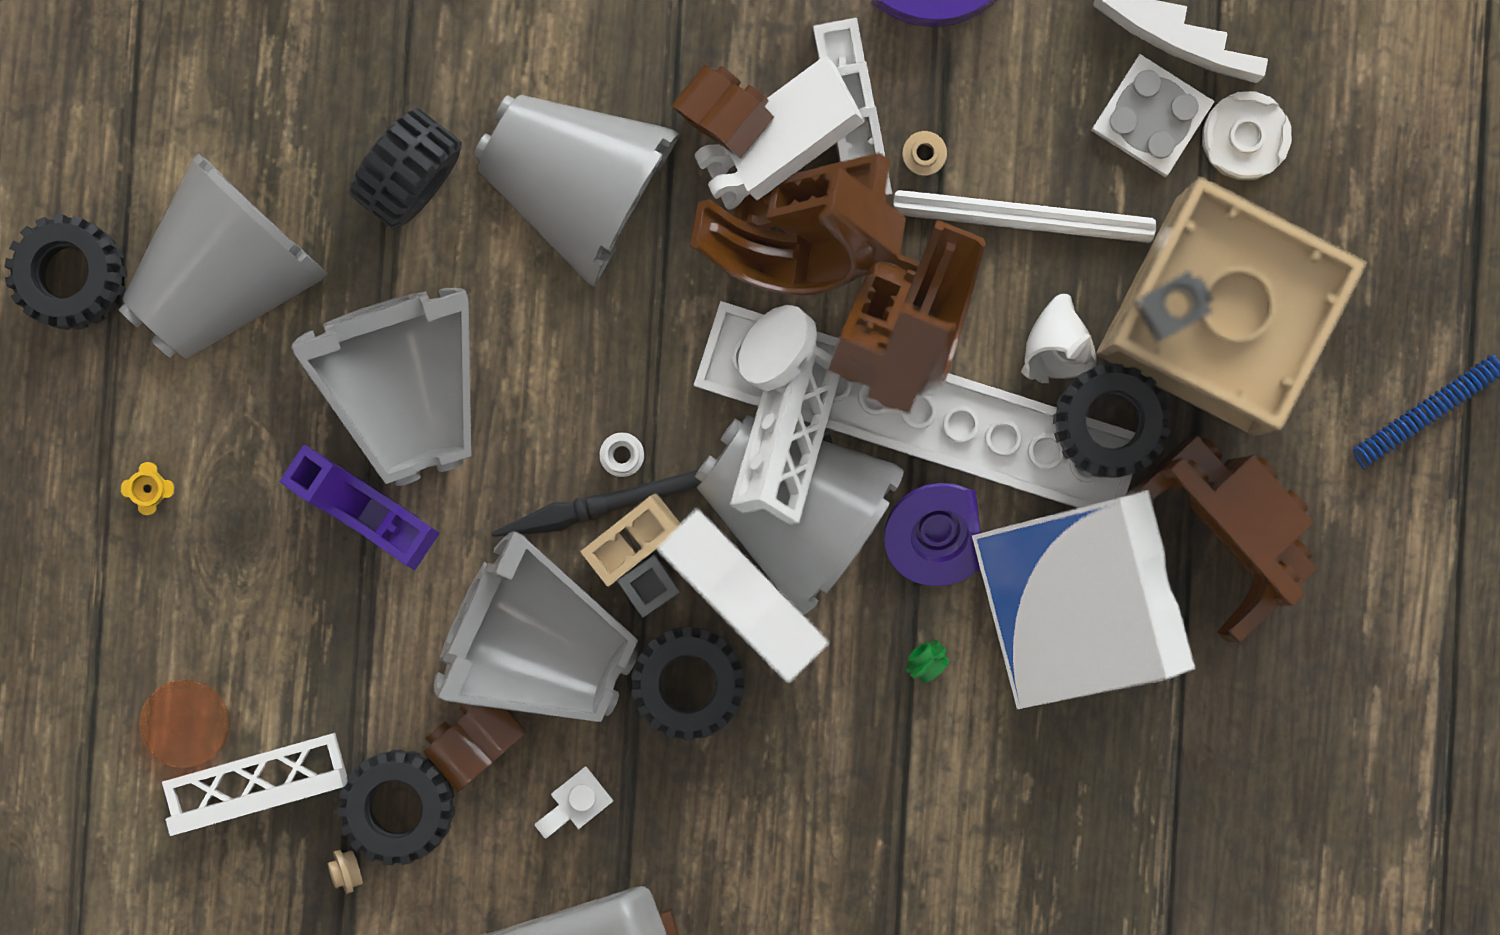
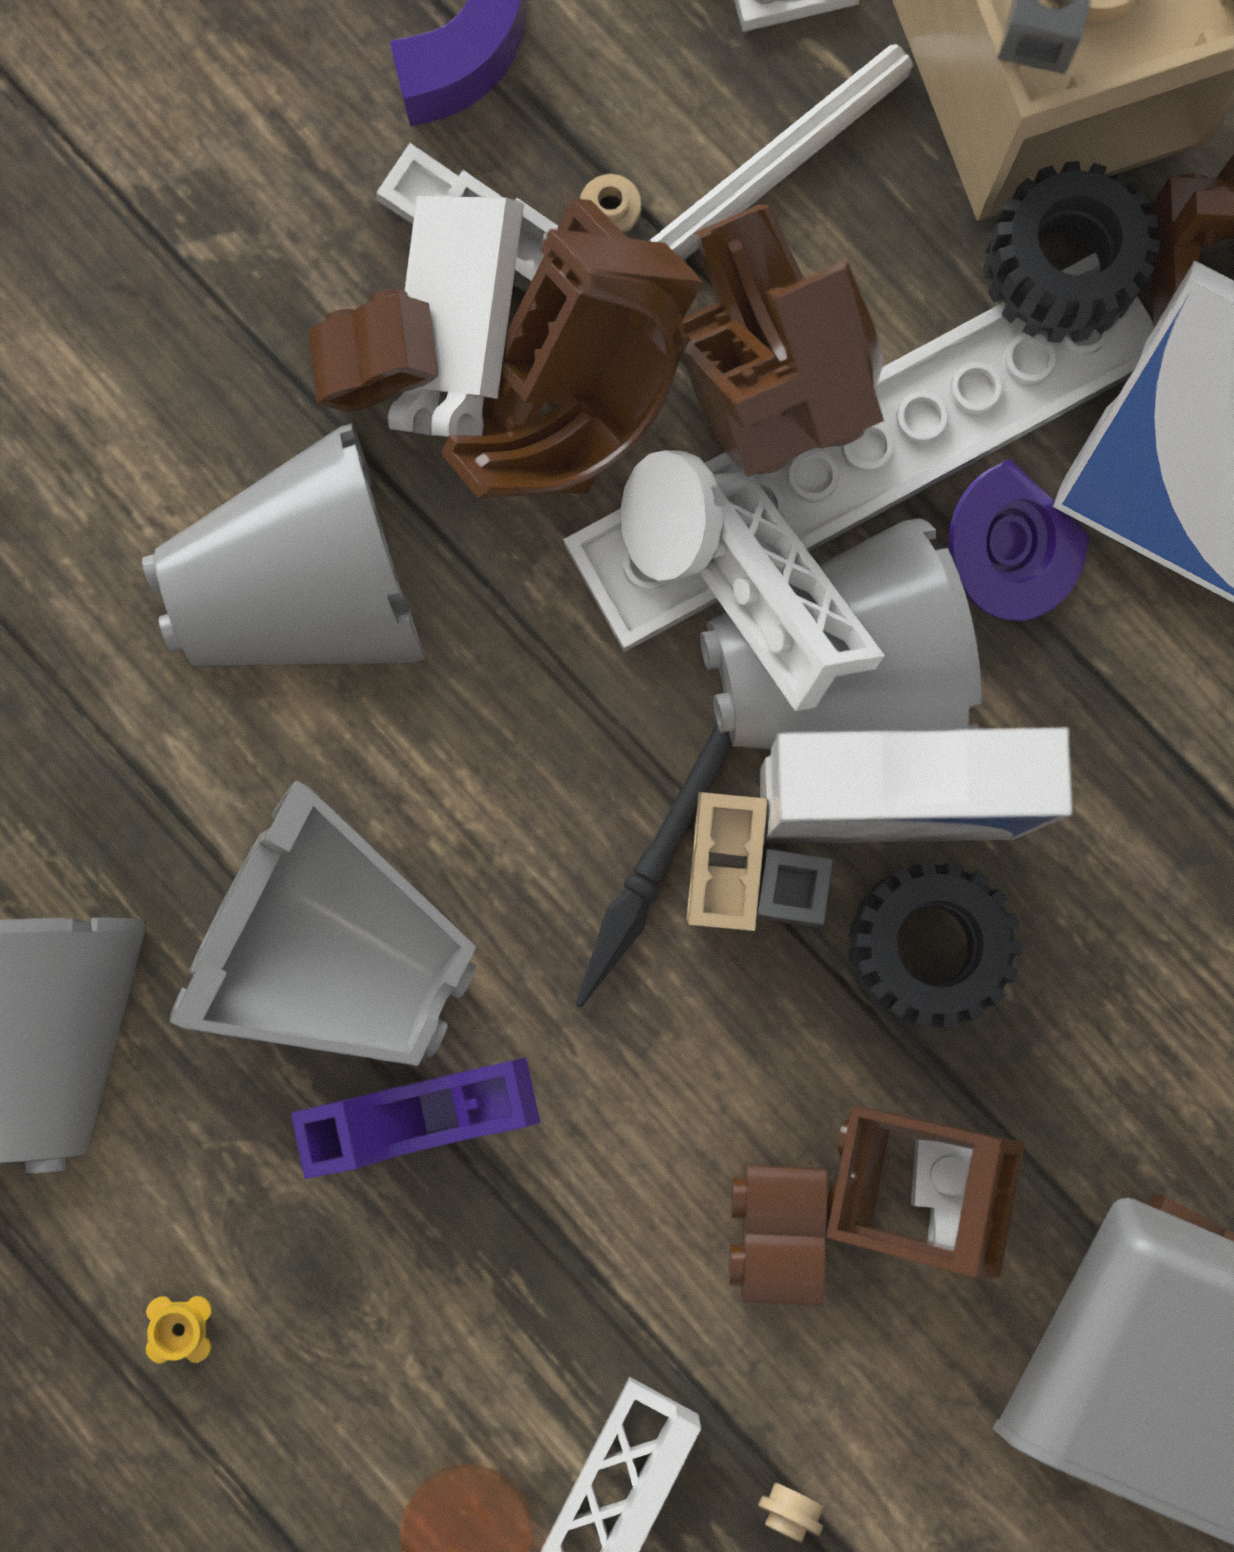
camera: 45 degrees left, 5 degrees down
(369, 834) = (788, 1445): black tyre -> none
(405, 168) = (108, 726): black tyre -> none
(533, 641) = (734, 1069): light grey cone -> none
(580, 820) = (985, 1204): none -> reddish brown window
(607, 454) = (624, 771): white plate -> none
(927, 661) = (1138, 677): green plate -> none
(1058, 344) = (935, 243): white hat -> none

